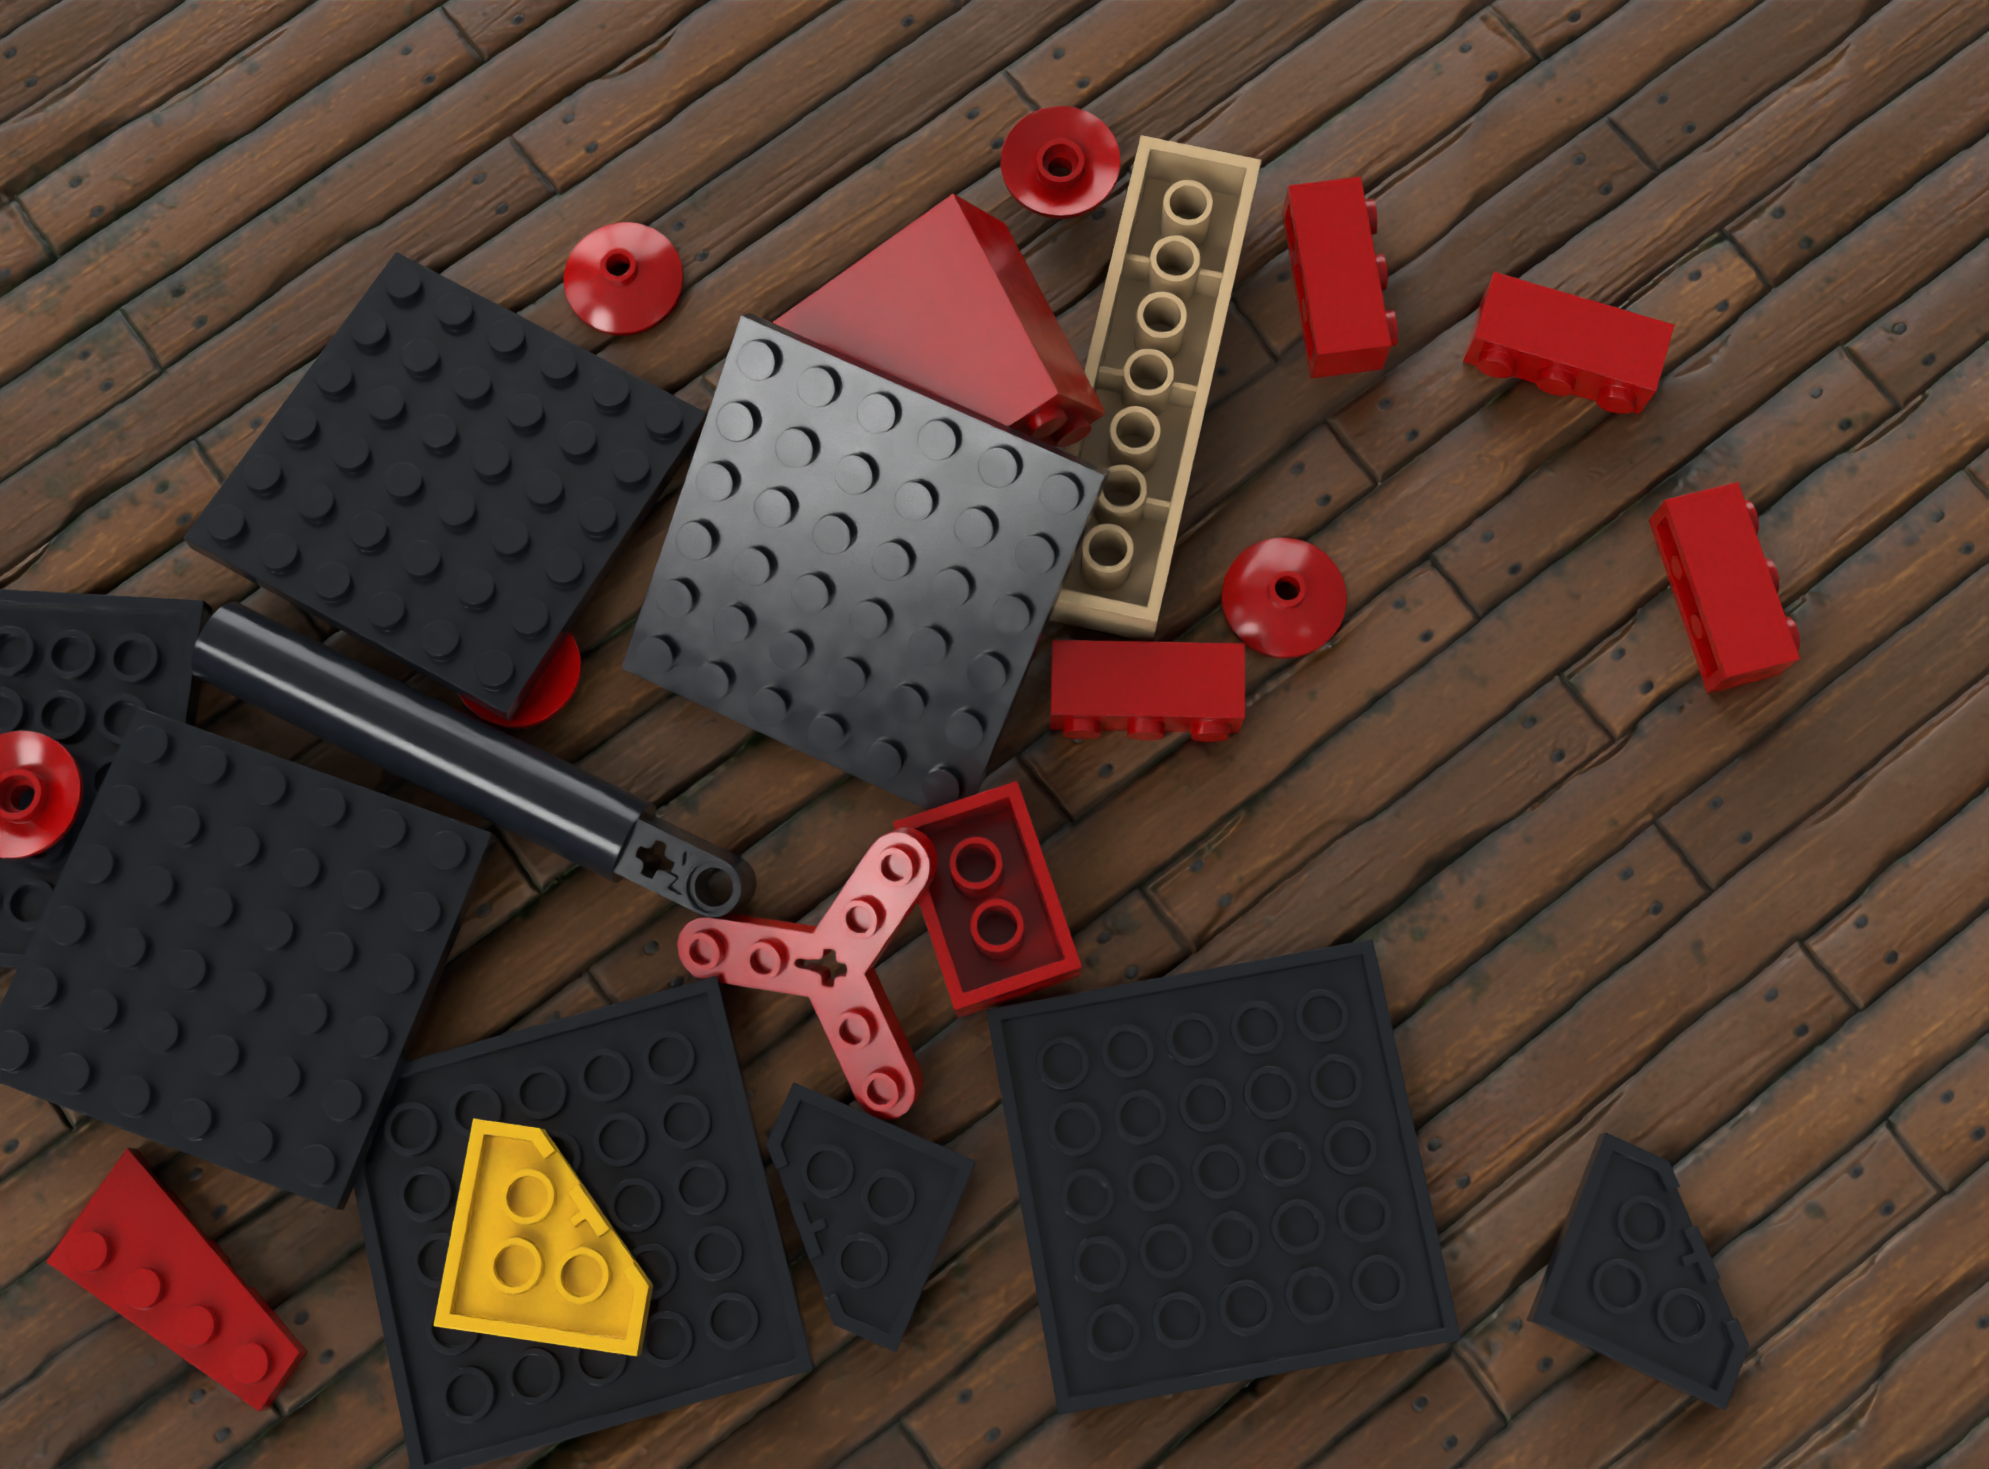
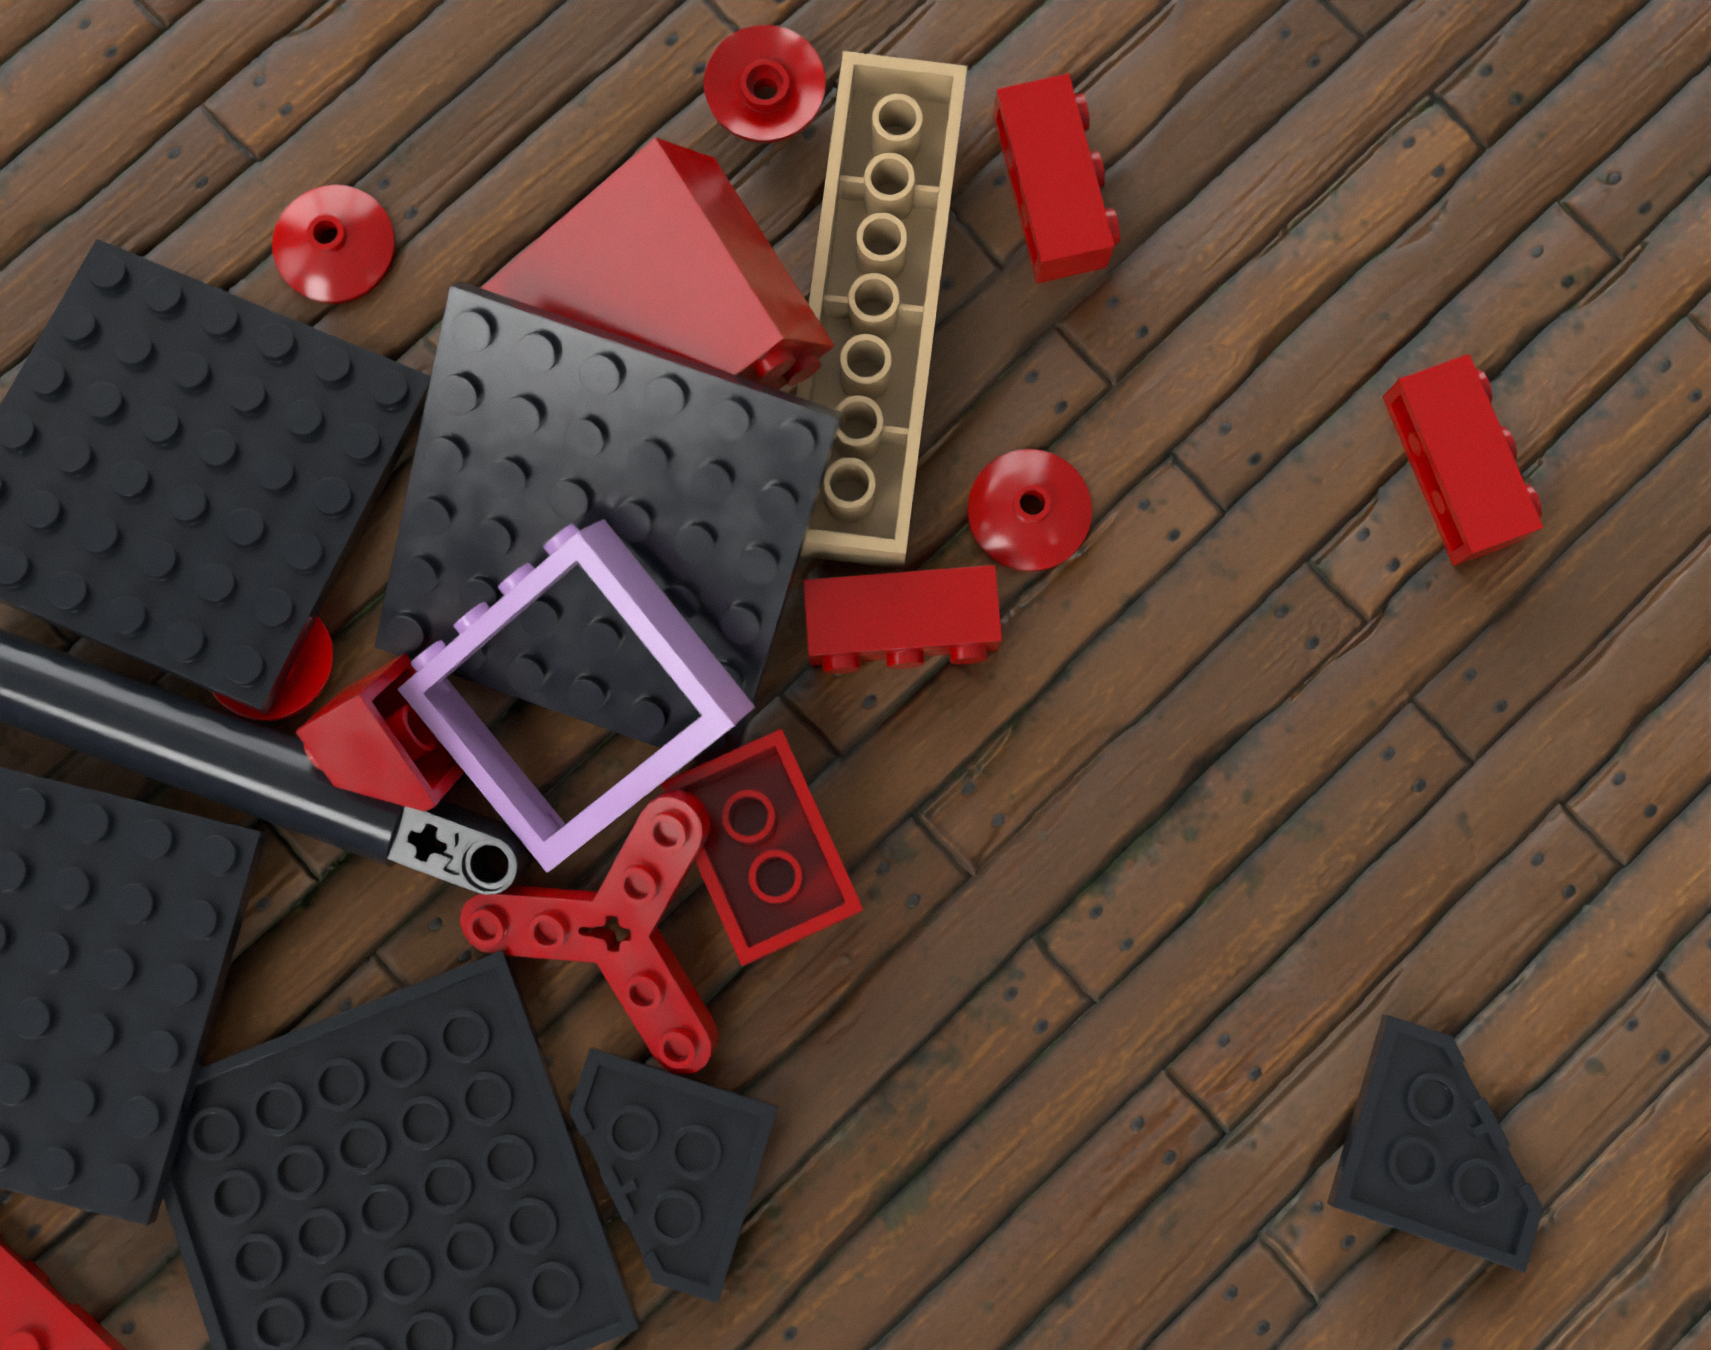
camera: 10 degrees left, 5 degrees up
(536, 1251) = (352, 1245): yellow plate -> none
(627, 754) = (378, 743): none -> red slope
(907, 663) = (654, 622): none -> lavender window
(1219, 1177) = (1017, 1096): black plate -> none
(1568, 344) = (1290, 226): red brick -> none

